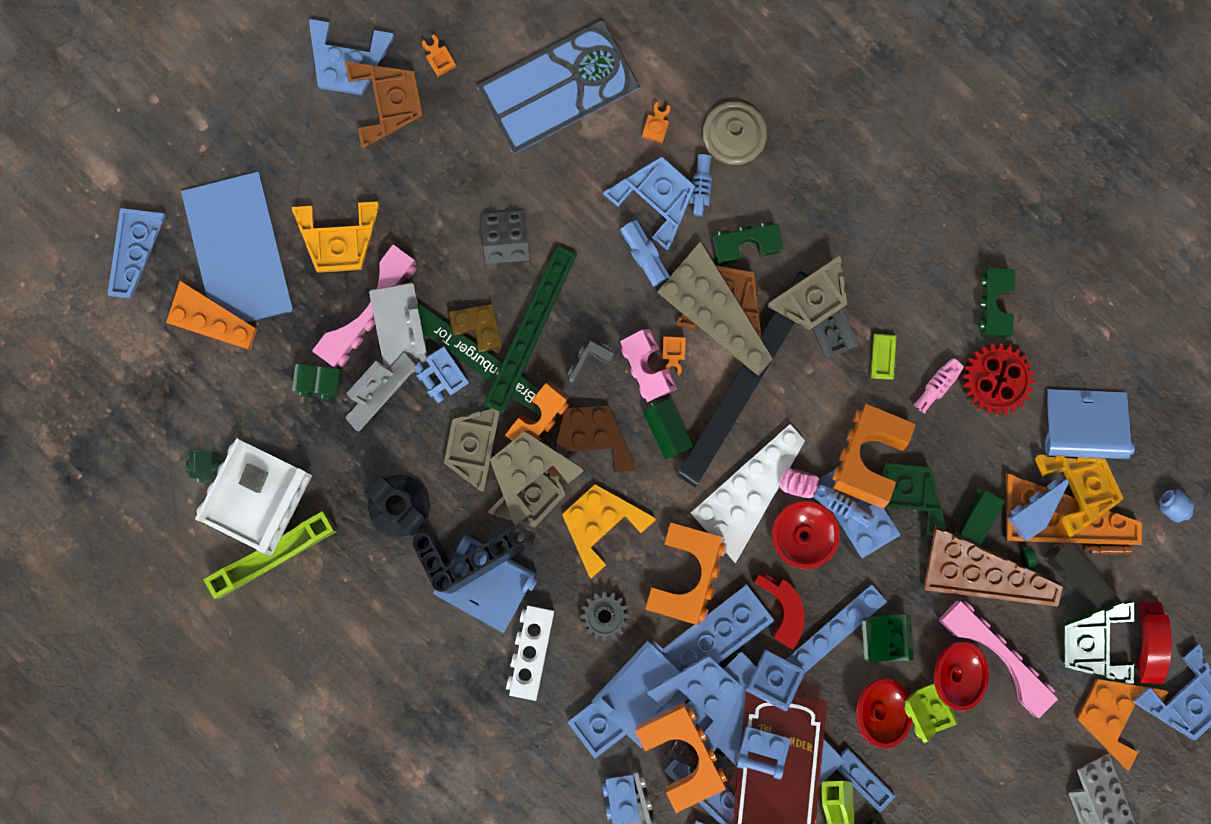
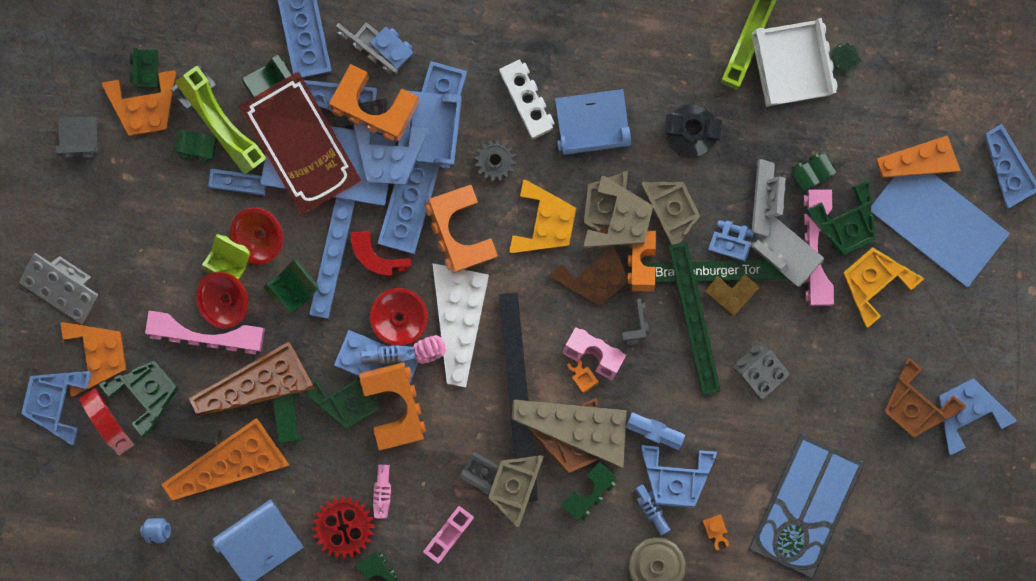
camera: 145 degrees right, 0 degrees up
(253, 478) = (804, 75): clear smoke tile -> none
(320, 302) = (850, 228): none -> dark green wing
(439, 58) = (904, 461): orange plate -> none
(471, 560) = (613, 128): black beam -> none
(667, 428) = (548, 319): dark green brick -> none
(763, 744) = (323, 153): medium blue plate -> none
(775, 680) = (347, 202): medium blue tile -> none
(883, 356) = (435, 484): lime tile -> none
(906, 300) = (448, 534): none -> bright pink arch
(1028, 557) = (233, 417): dark green tile -> none
(1035, 515) = (250, 449): medium blue slope -> none
(1090, 483) = (225, 499): light orange wing -> none
(1109, 550) = (180, 465): dark orange wheel -> none

